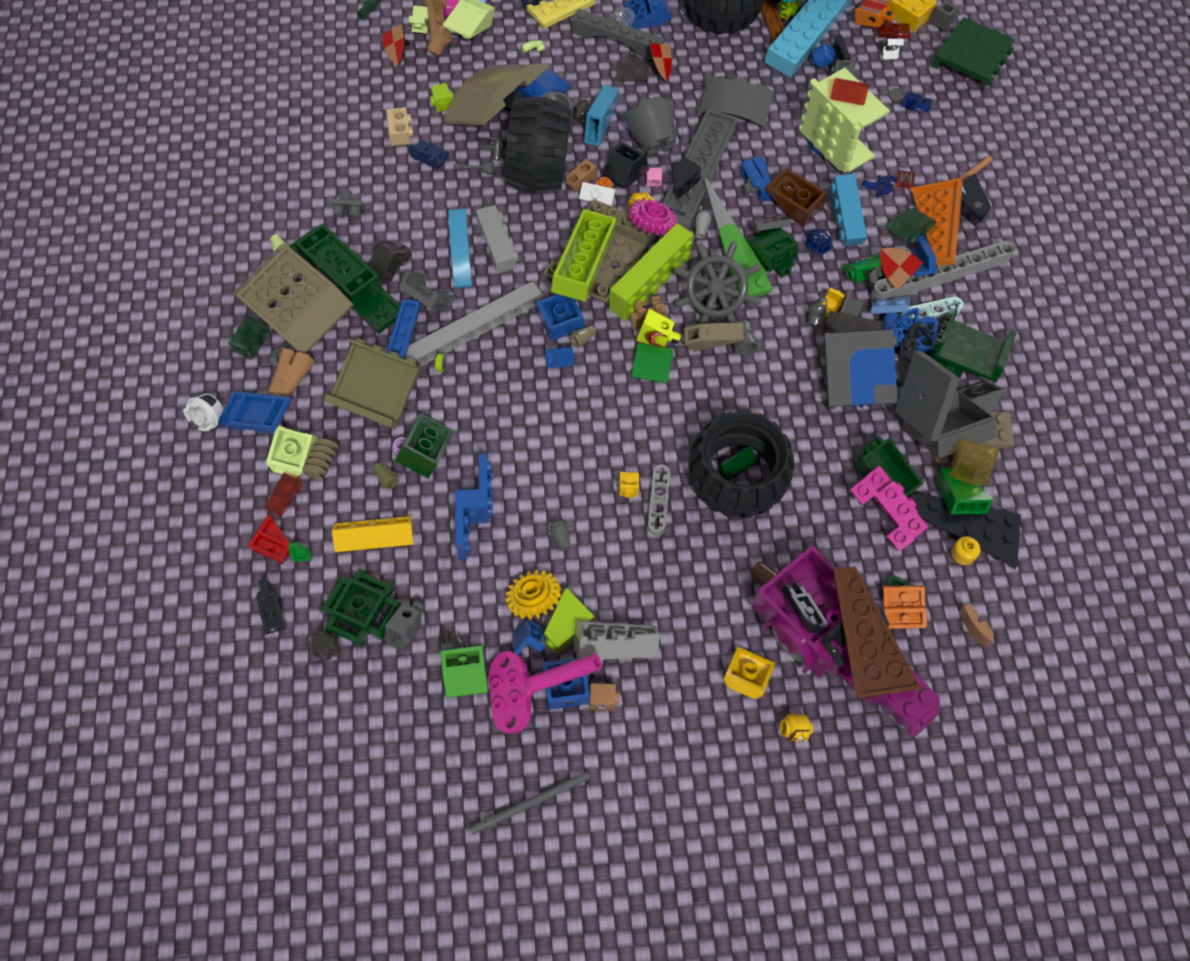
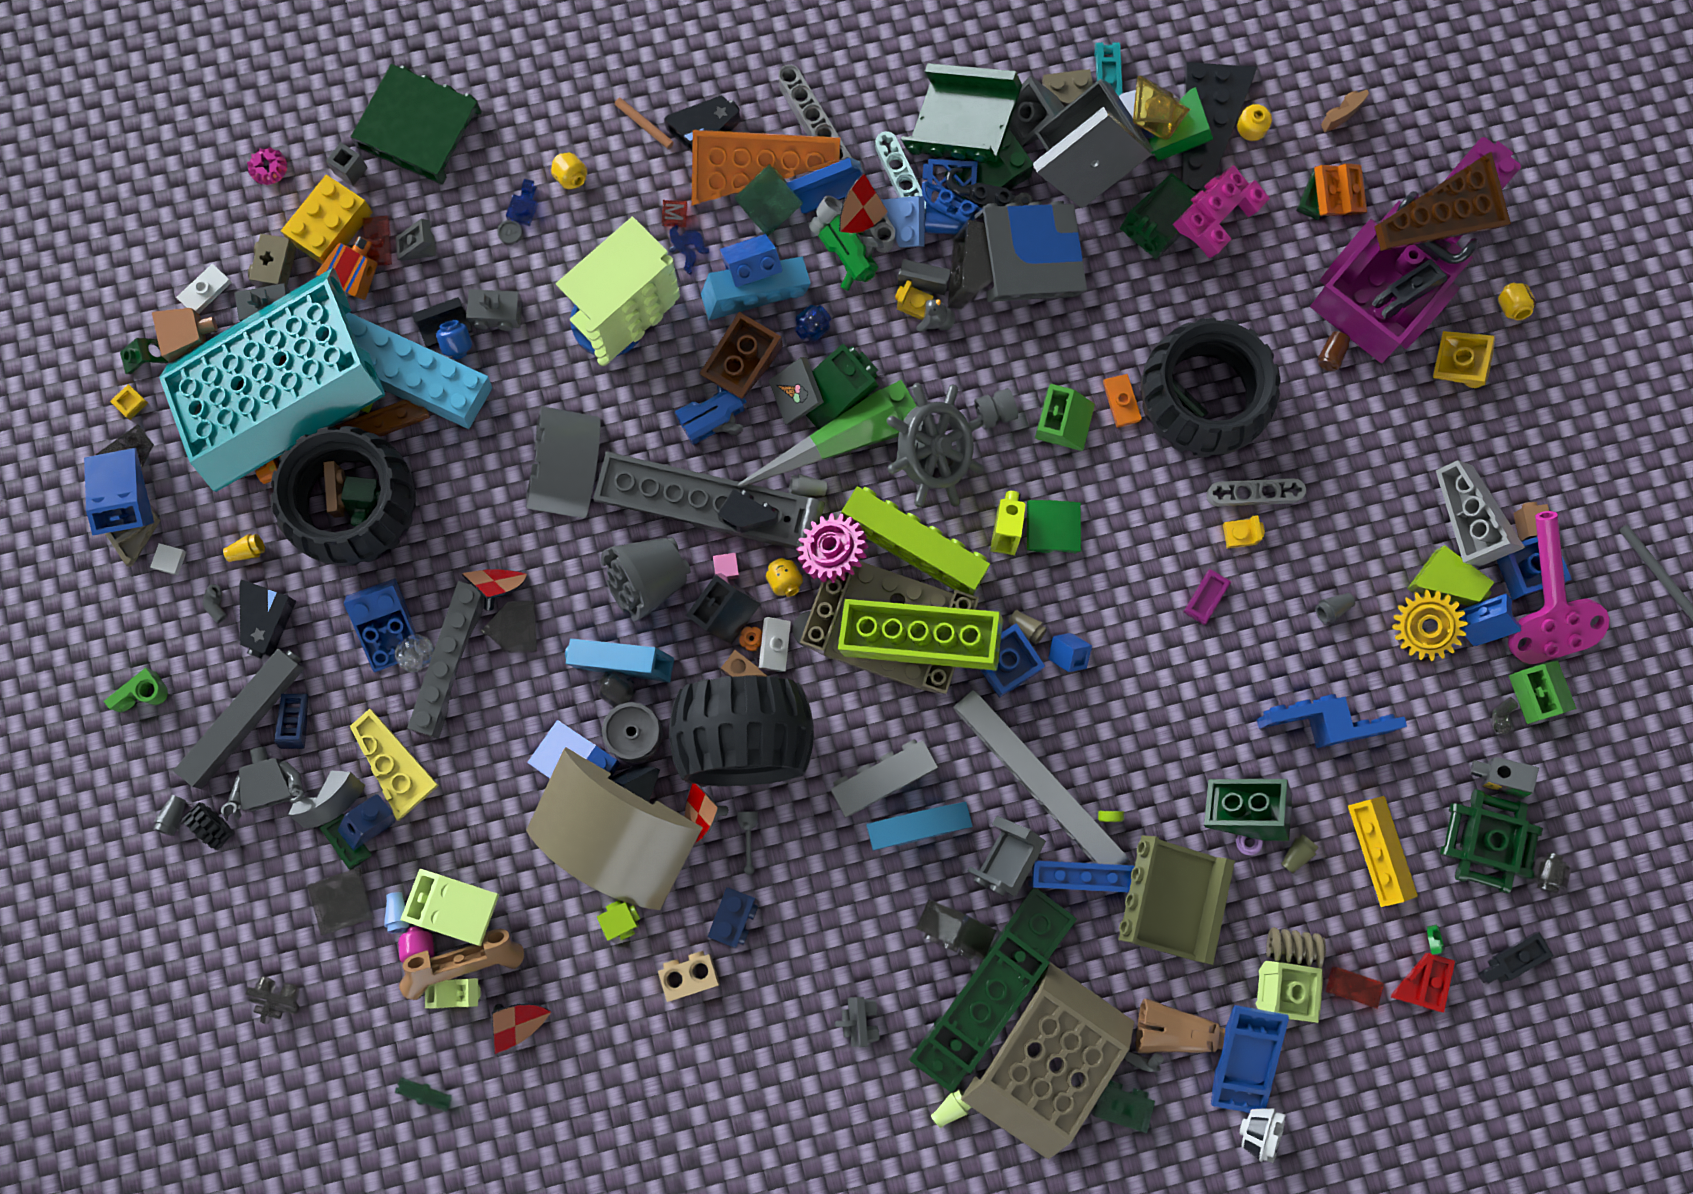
camera: 100 degrees left, 15 degrees up
(532, 45) = (478, 794): yellowish green arm -> none
(584, 453) = (1207, 596): none -> magenta tile
(638, 317) = (975, 531): medium nougat plate -> none
(713, 335) = (1008, 445): dark tan slope -> none
(731, 378) = (1065, 418): none -> bright green slope
(849, 91) = (608, 271): clear red panel -> none
(864, 200) = (751, 260): none -> blue panel
(937, 124) = (569, 170): none -> yellow head
(1015, 457) = (1109, 67): none -> teal plate

